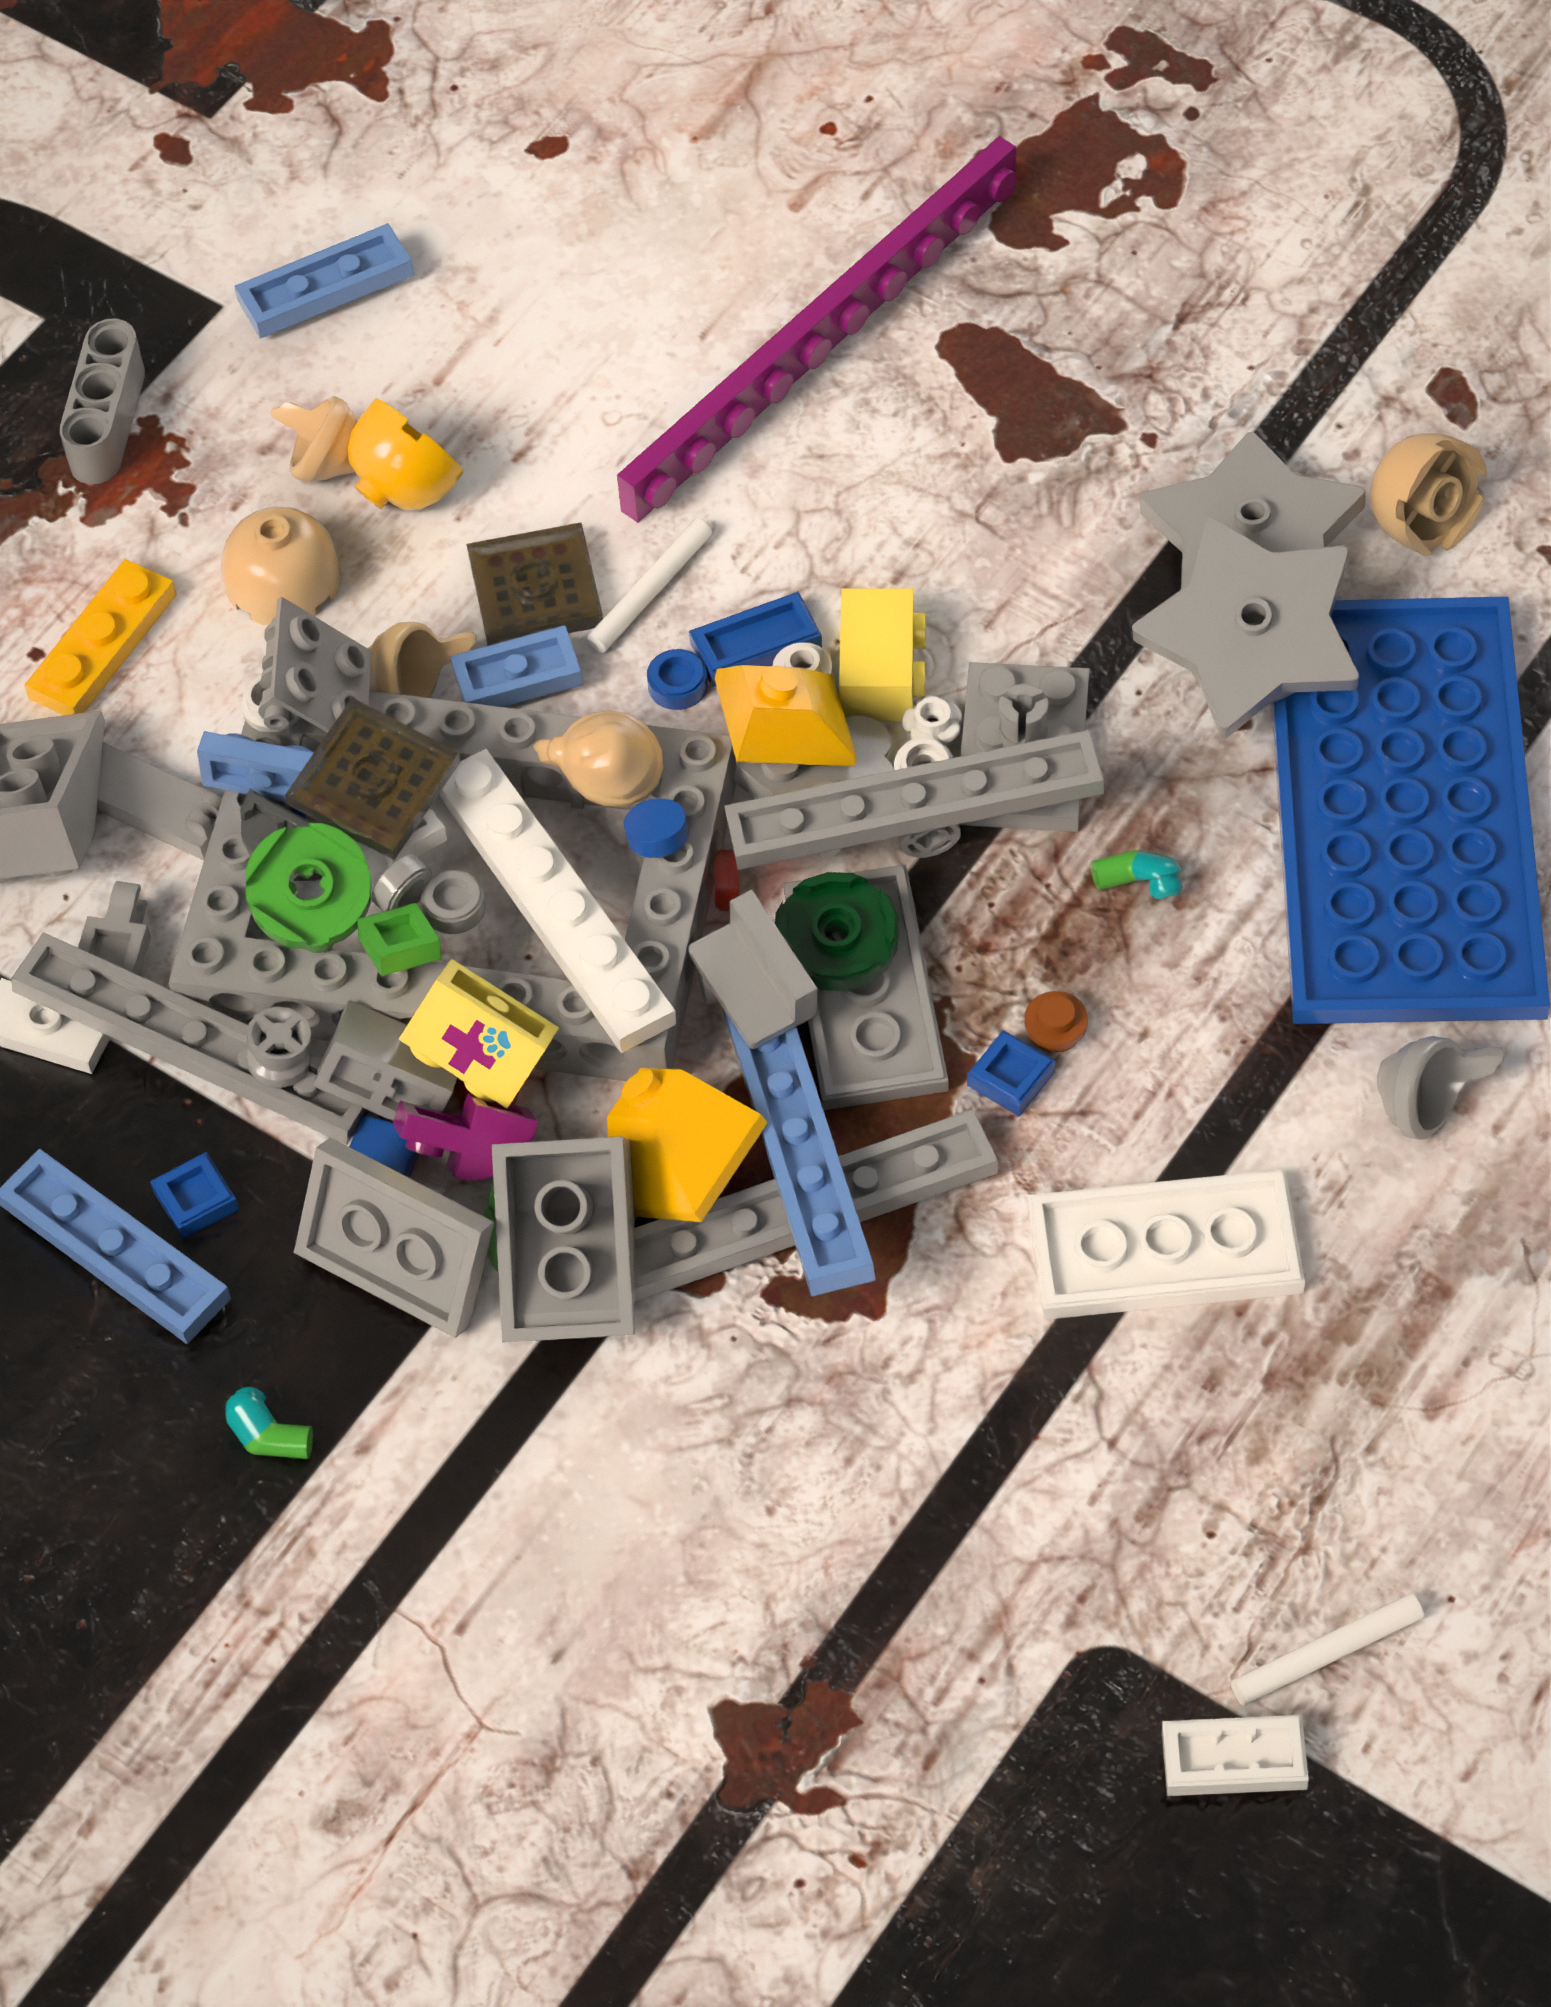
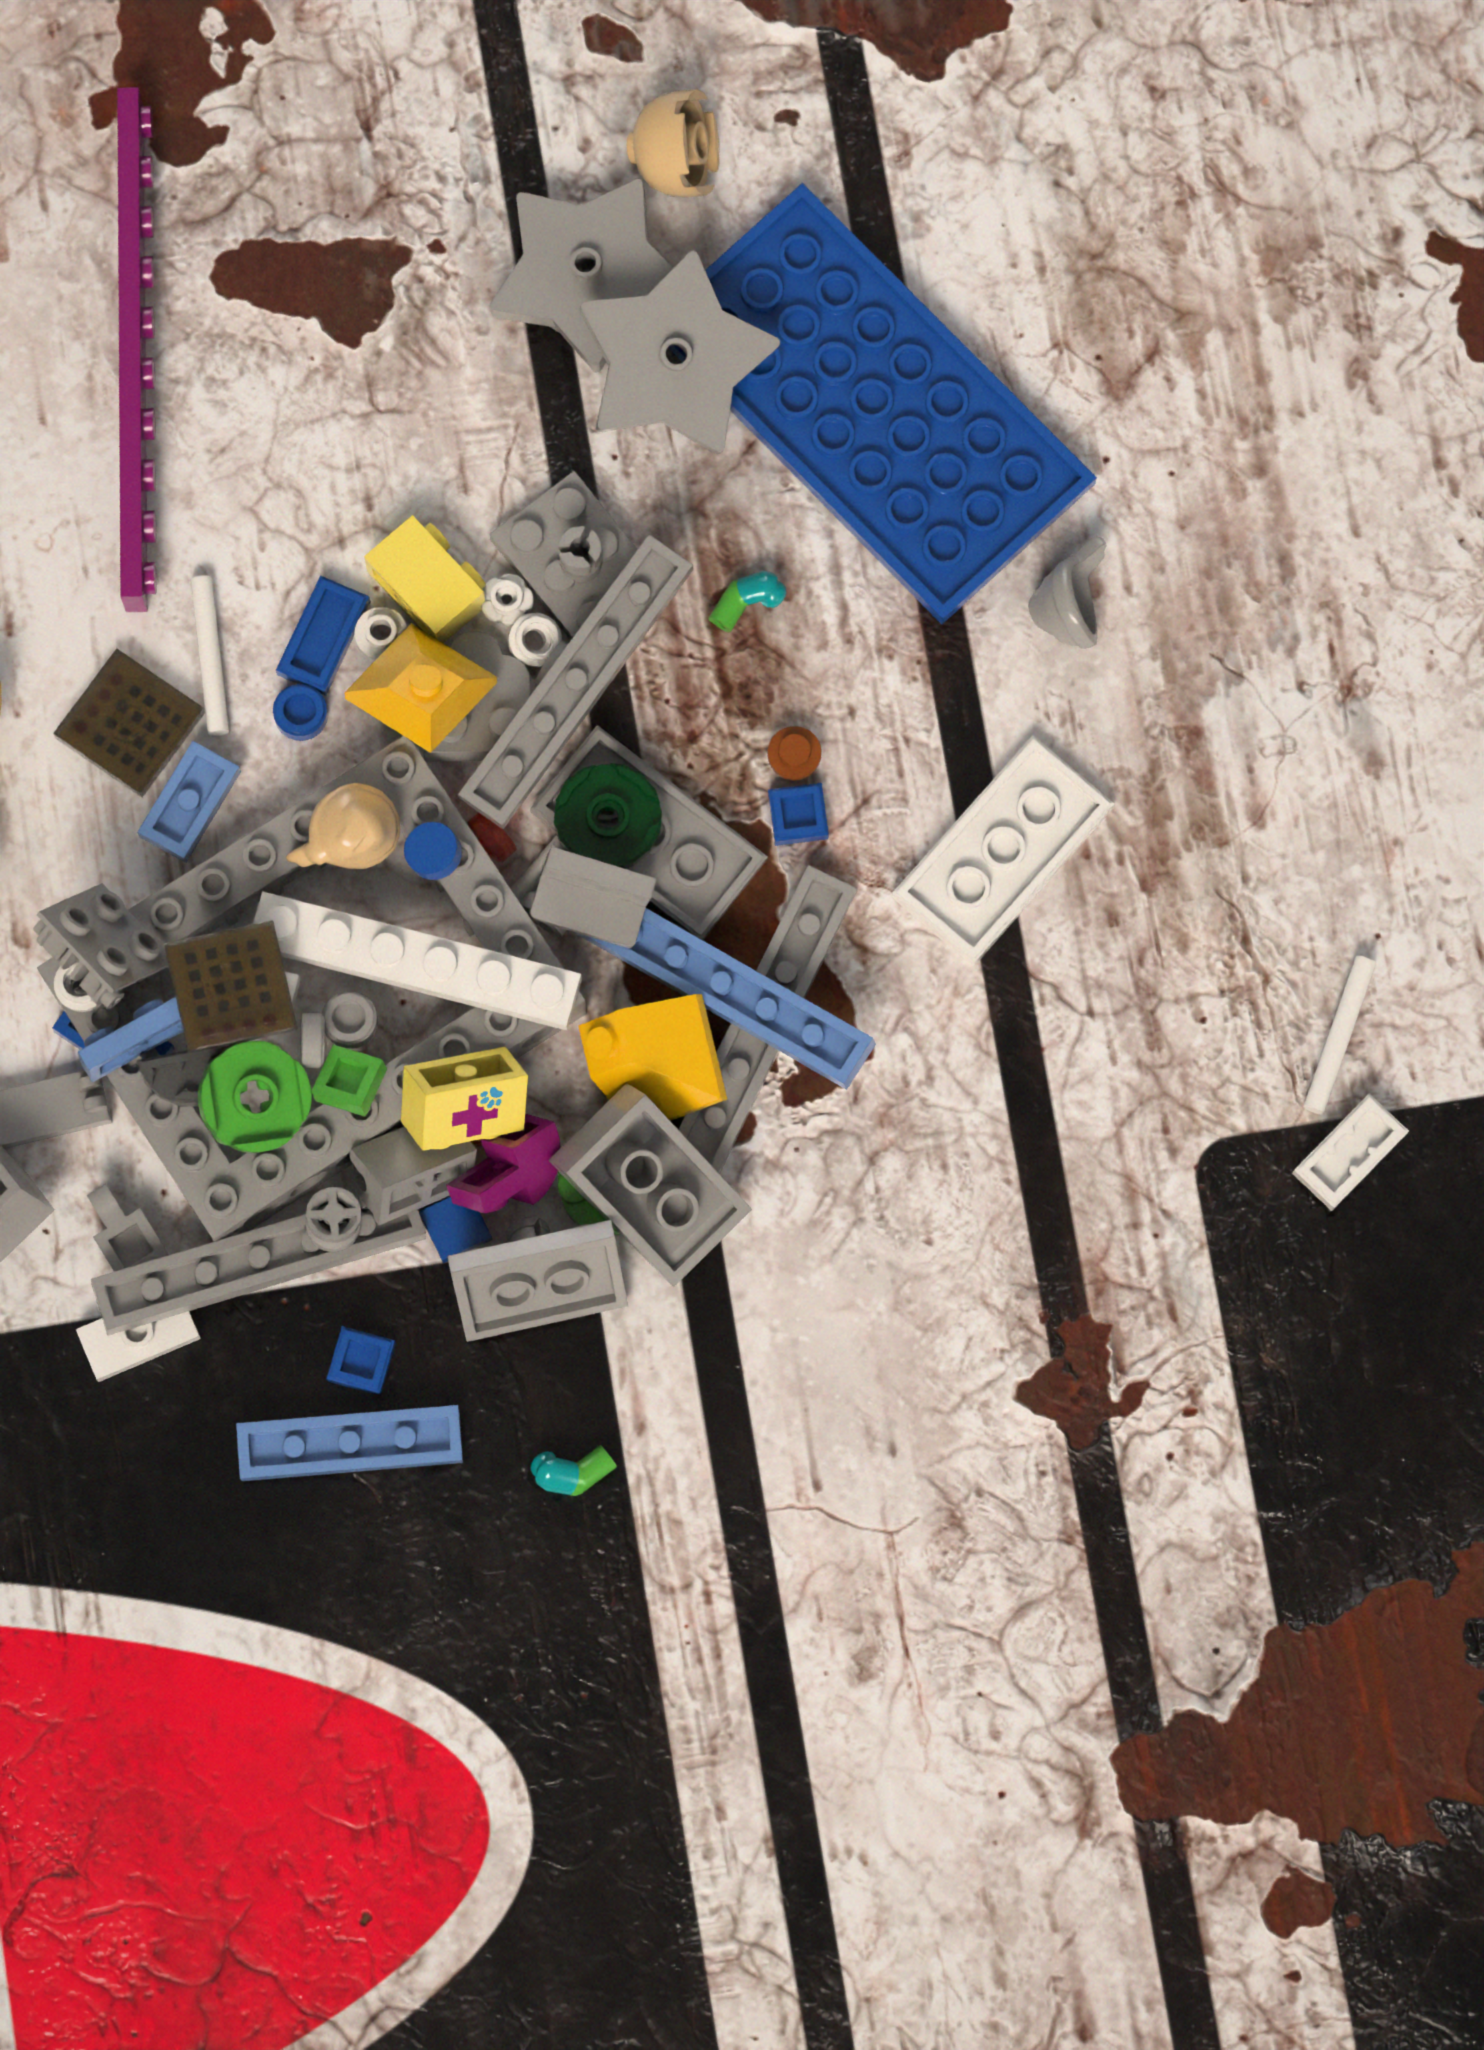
camera: 50 degrees left, 20 degrees up
(411, 657) = (114, 860): tan hat -> none

